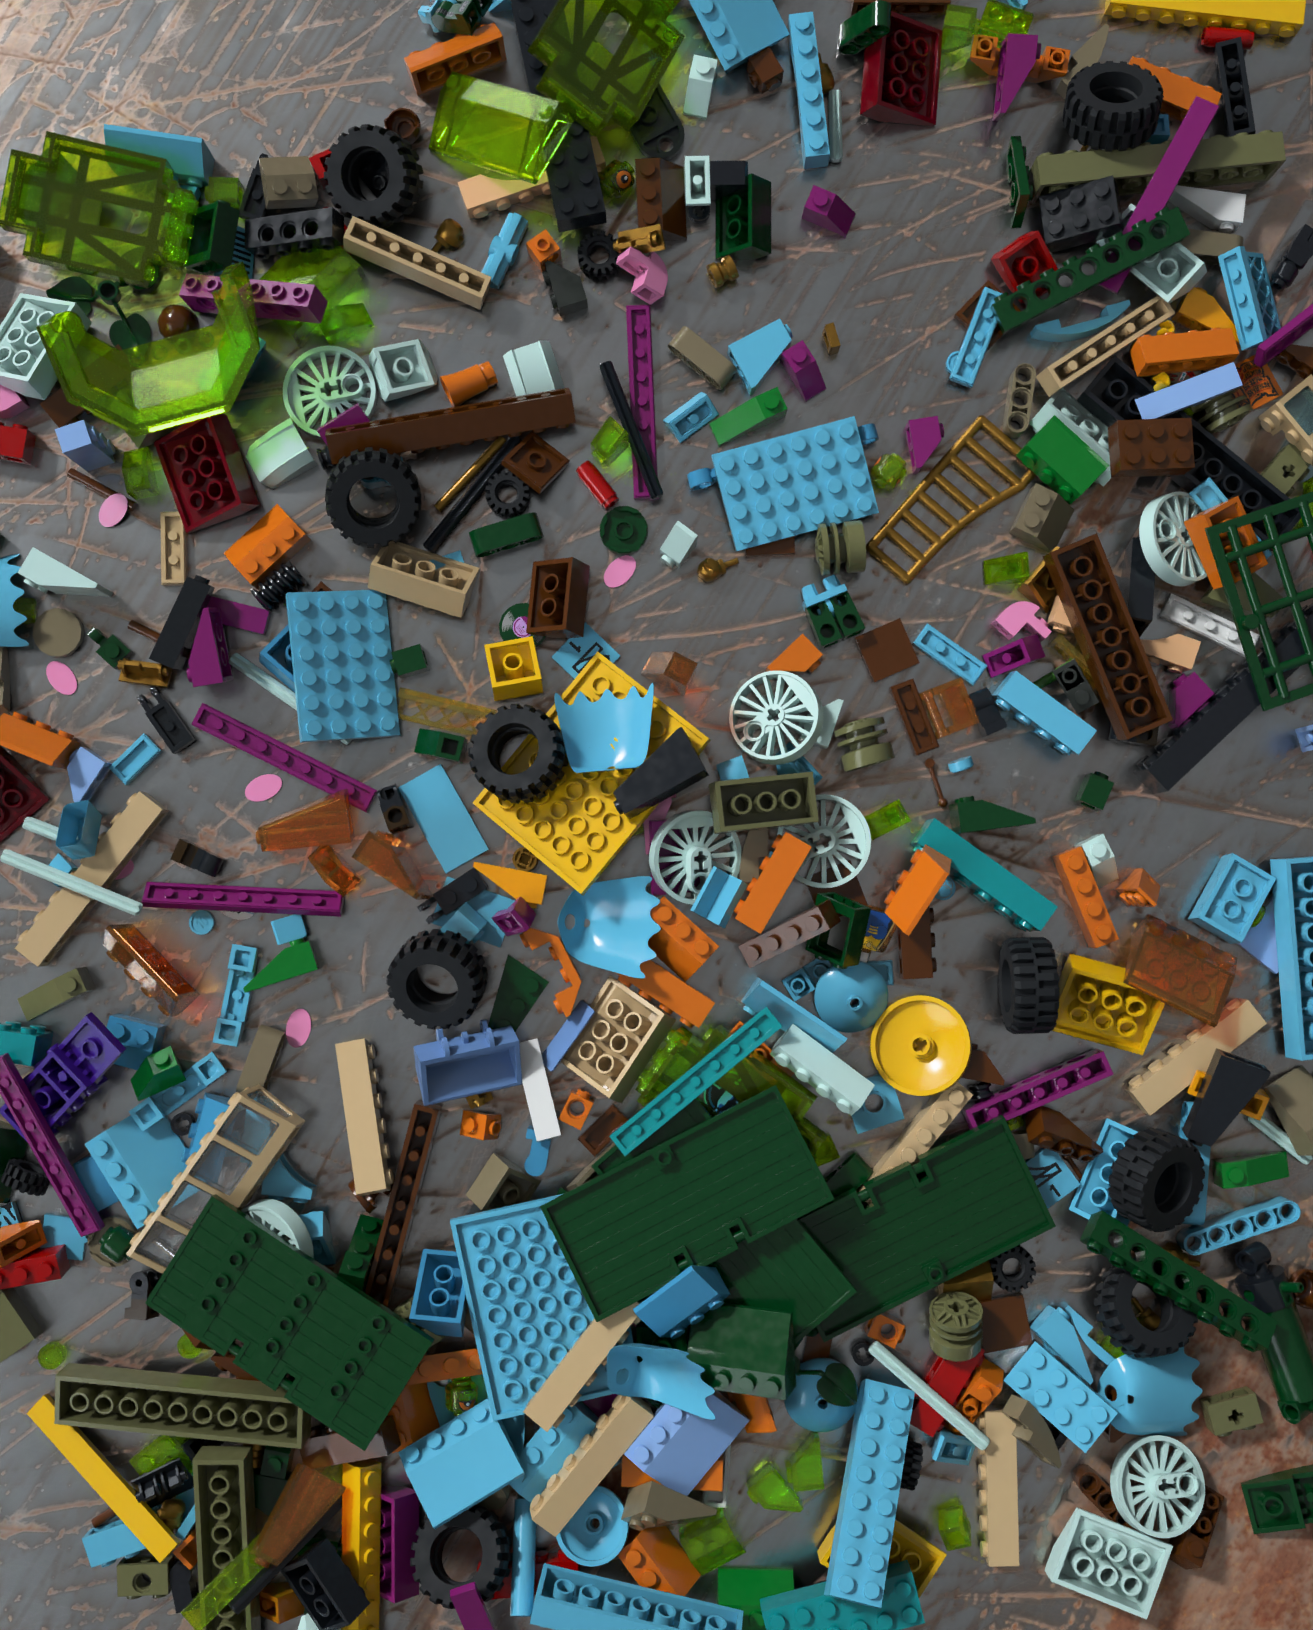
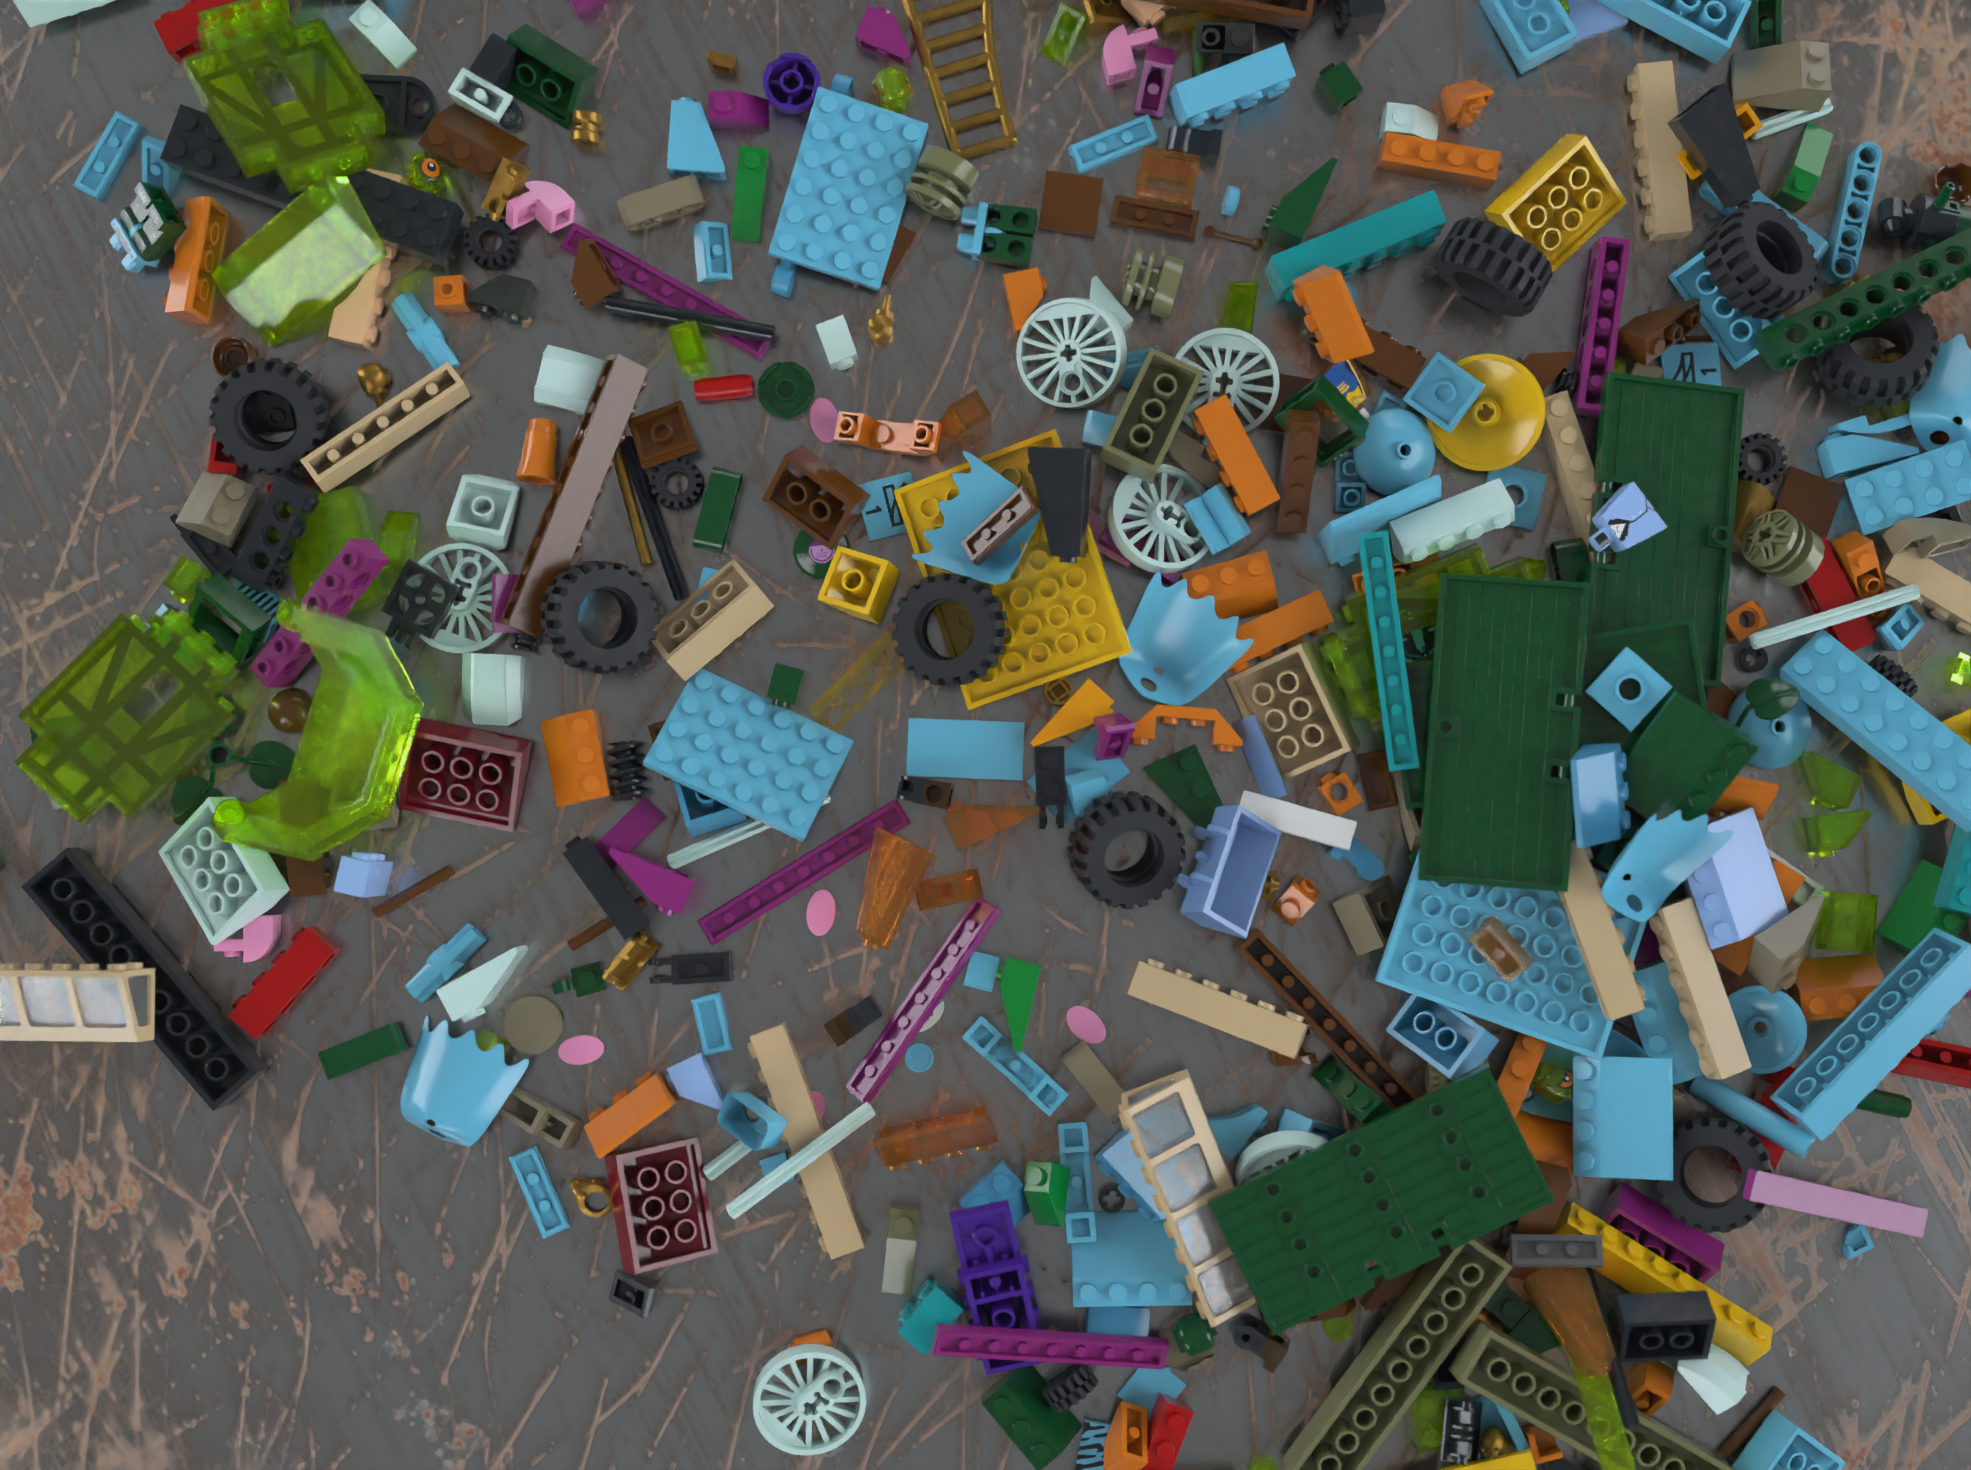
camera: 60 degrees left, 0 degrees up
(63, 543) = (445, 963): none -> medium azure piece
(113, 510) = (442, 892): bright pink sticker -> none
(139, 473) = (421, 842): clear neon green slope -> none
(173, 550) = (521, 855): tan tile -> none
(186, 154) = (126, 592): medium azure slope -> none
(286, 363) = (406, 623): none -> black piece
(333, 1473) = (1556, 1250): none -> dark grey plate
(441, 745) = (890, 705): dark green slope -> none
(528, 1298) = (1501, 949): none -> clear orange slope
(614, 742) = (1000, 525): none -> tile
(619, 341) = (592, 275): none -> reddish brown slope
(634, 621) = (888, 436): none -> orange slope
(789, 1262) = (1606, 688): none -> medium azure piece
(845, 395) = (791, 83): none -> dark purple cylinder
(900, 1197) = (1625, 520): none -> light blue torso
(916, 1005) = (1444, 392): none -> medium azure tile
(1179, 969) = (1567, 111): clear orange slope -> none

